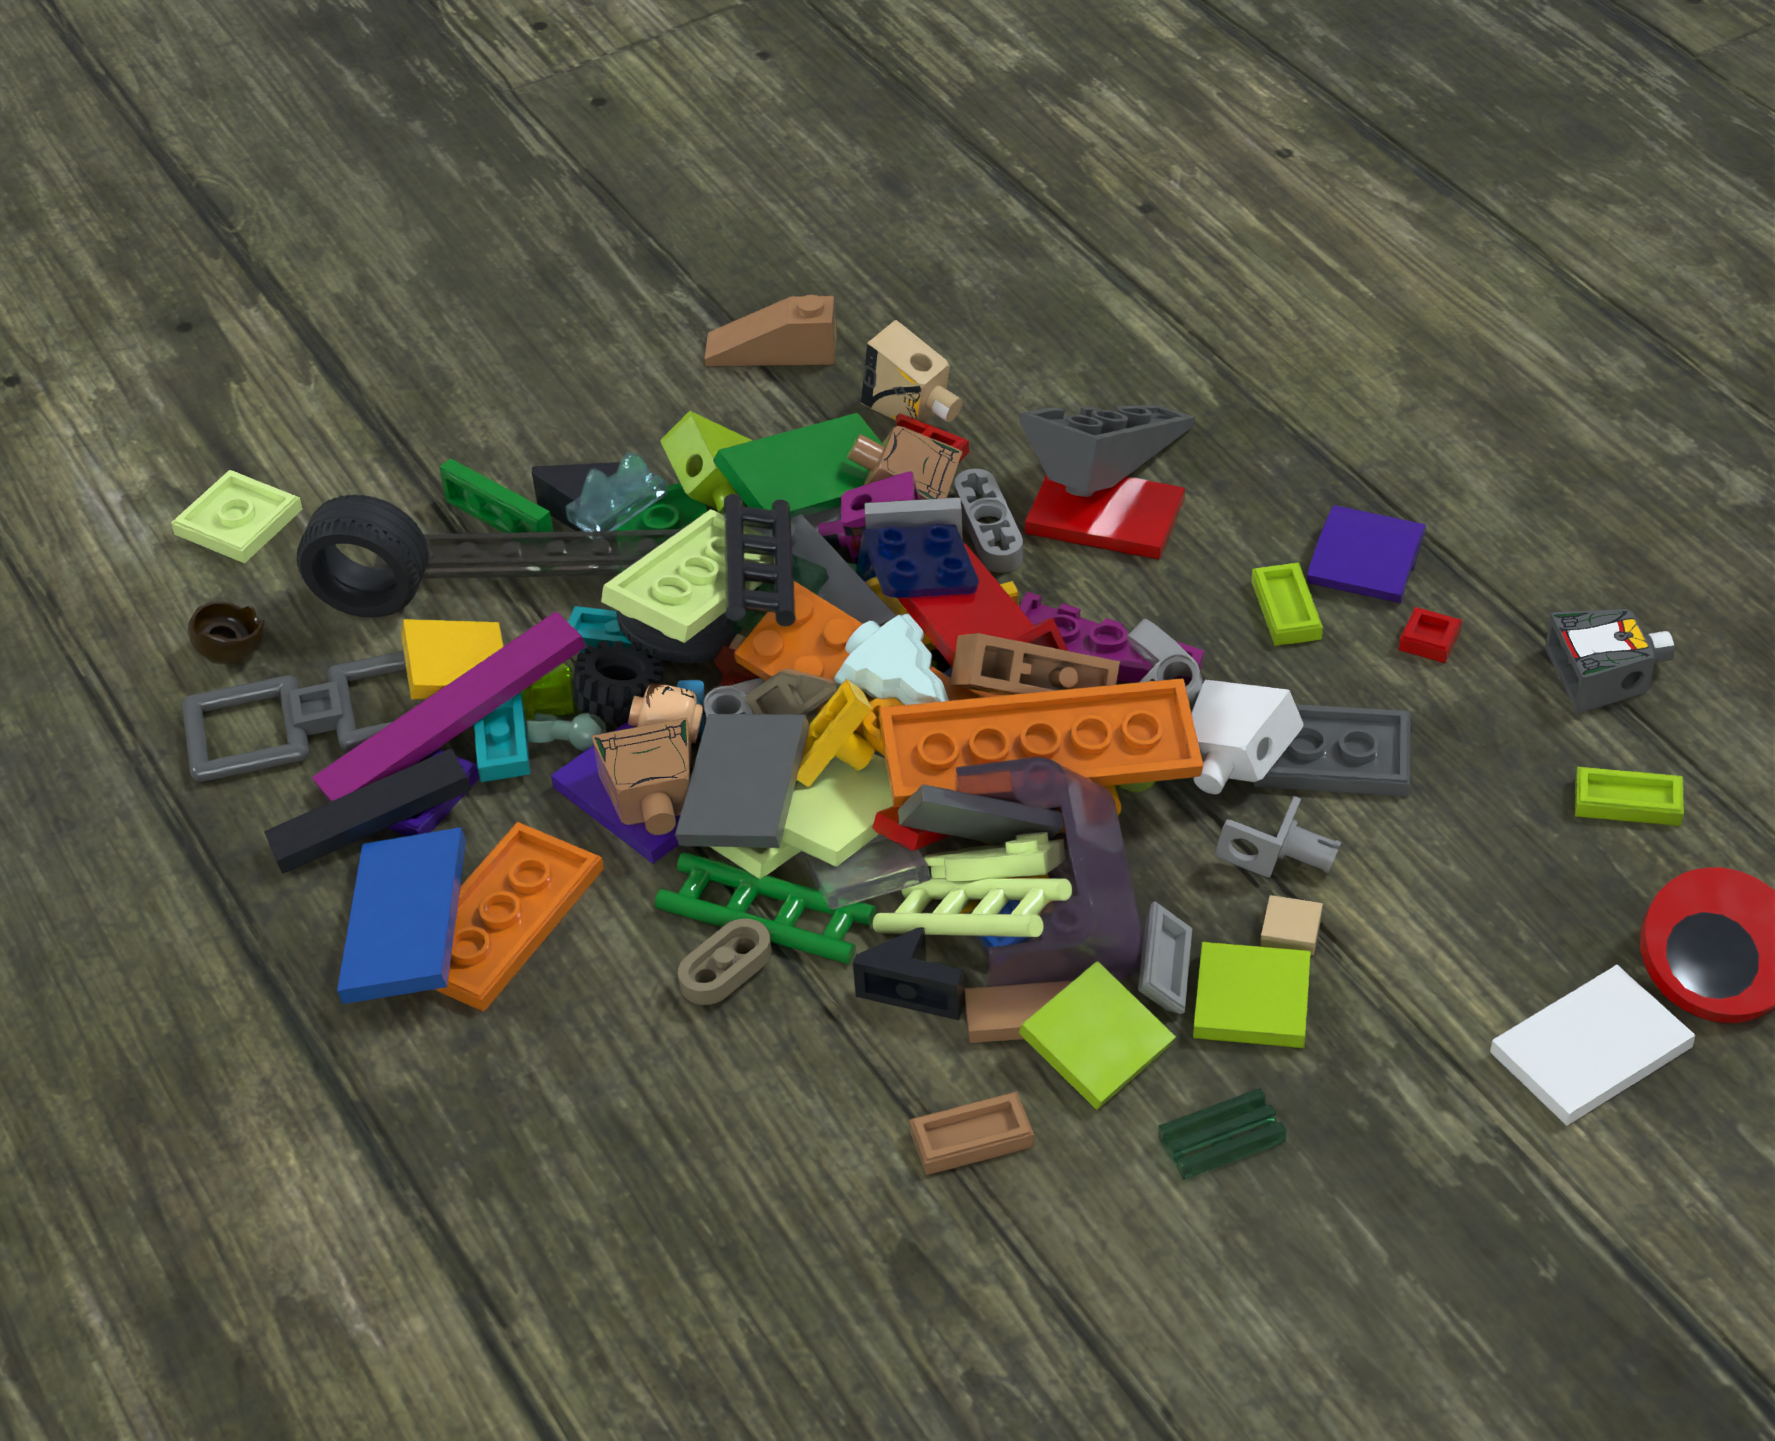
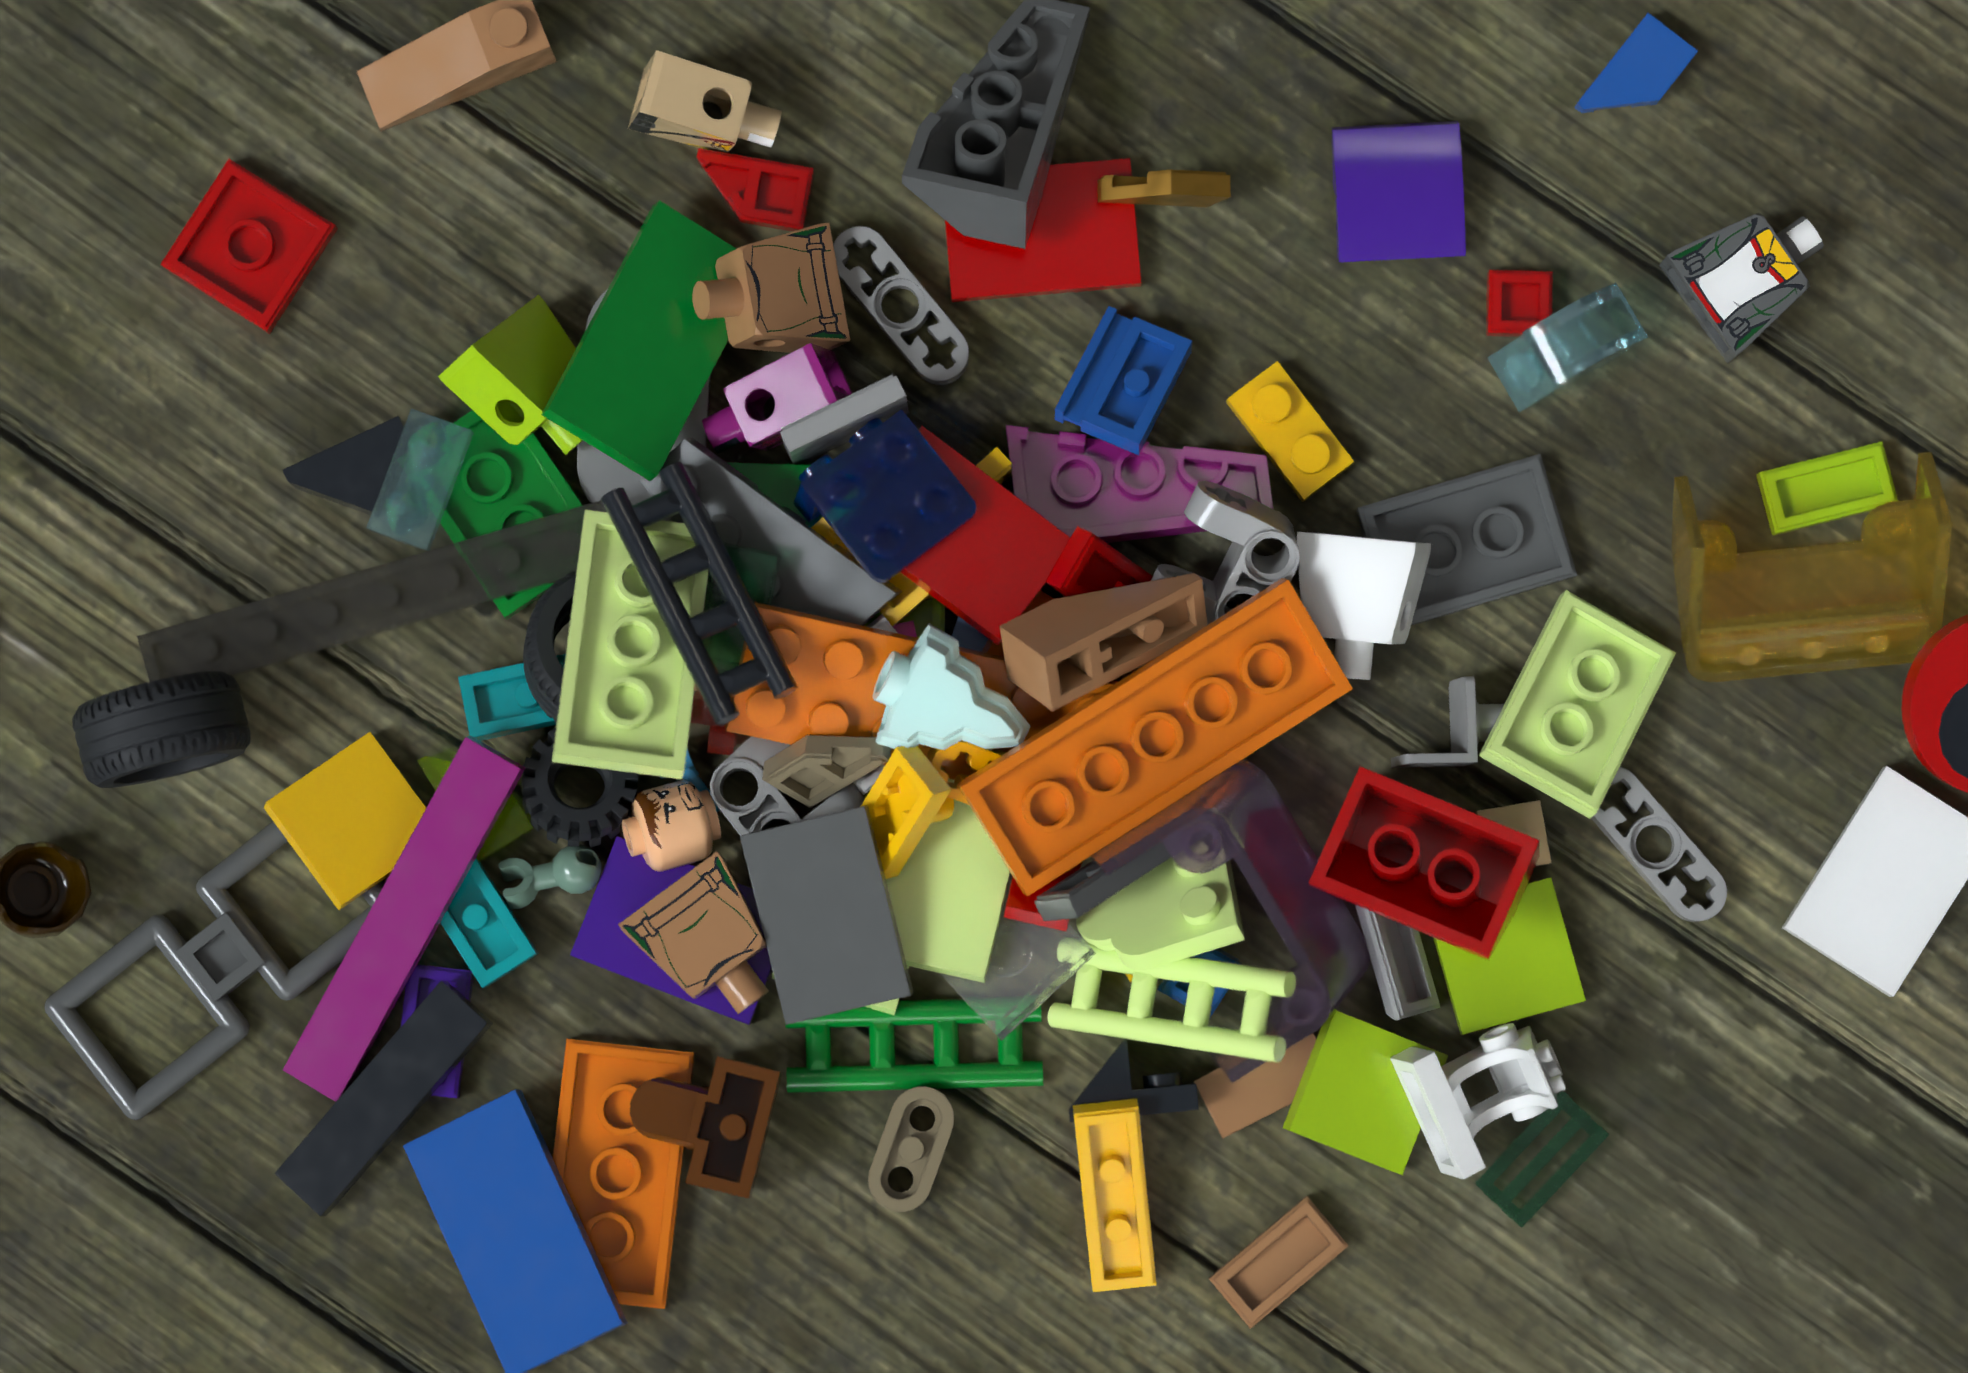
camera: 25 degrees left, 40 degrees up
(491, 501) = (258, 534): green tile -> none
(588, 389) = (249, 246): none -> red tile
(593, 890) = (718, 1122): none -> reddish brown brick
(862, 1029) = (1114, 1195): none -> yellow tile
(1121, 586) = (1123, 380): none -> blue plate
(1153, 1043) = (1526, 1082): none -> white tile
(1203, 500) = (1166, 188): none -> pearl gold tile
(1220, 881) = (1426, 863): none -> red slope
(1228, 649) = (1289, 431): none -> yellow plate
(1286, 604) = (1328, 314): lime tile -> none
(1376, 848) = (1577, 704): none -> yellowish green tile
(1404, 982) = (1696, 871): none -> light grey beam
(1459, 640) = (1567, 346): none -> clear light blue brick
(1570, 541) = (1640, 69): none -> blue tile
(1579, 856) = (1812, 603): none -> clear yellow windscreen

